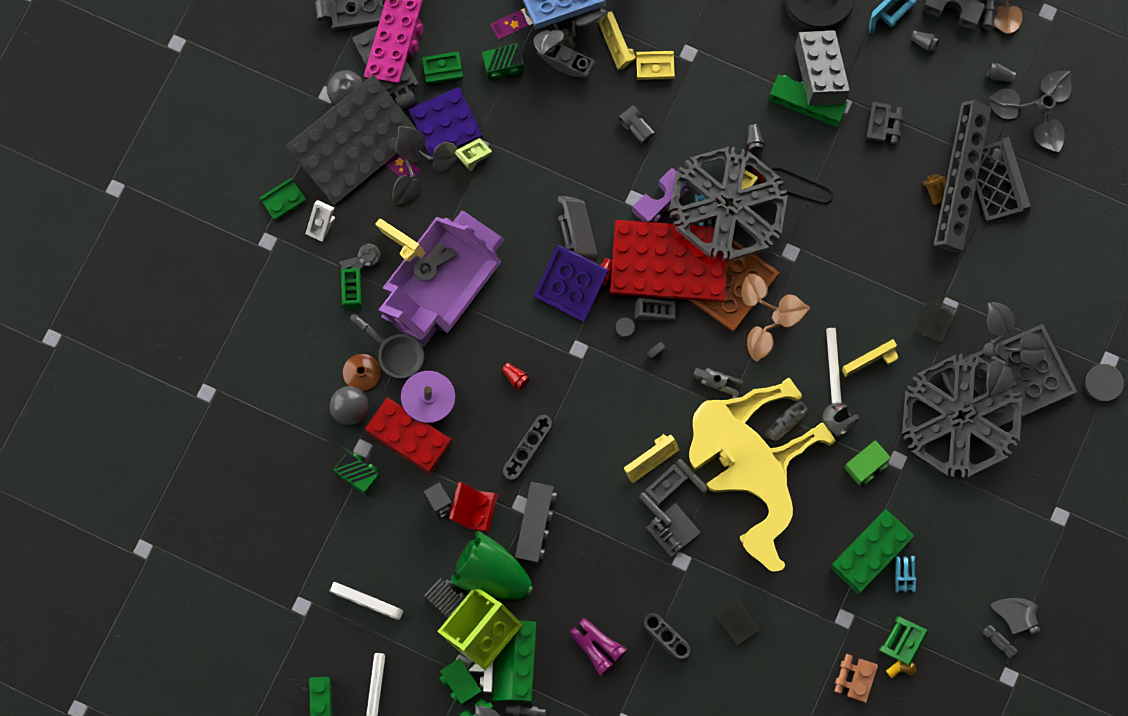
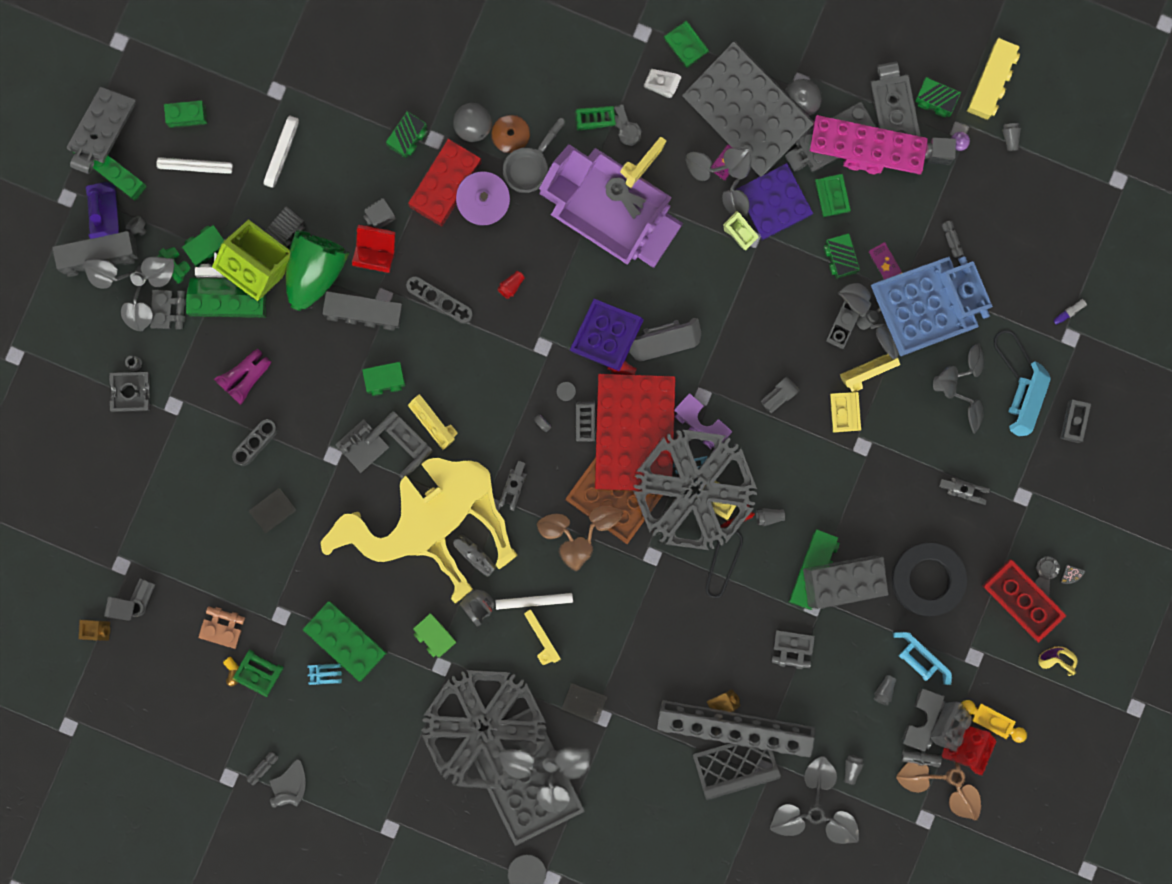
camera: 85 degrees right, 10 degrees up
(605, 504) = (384, 378): none -> green brick

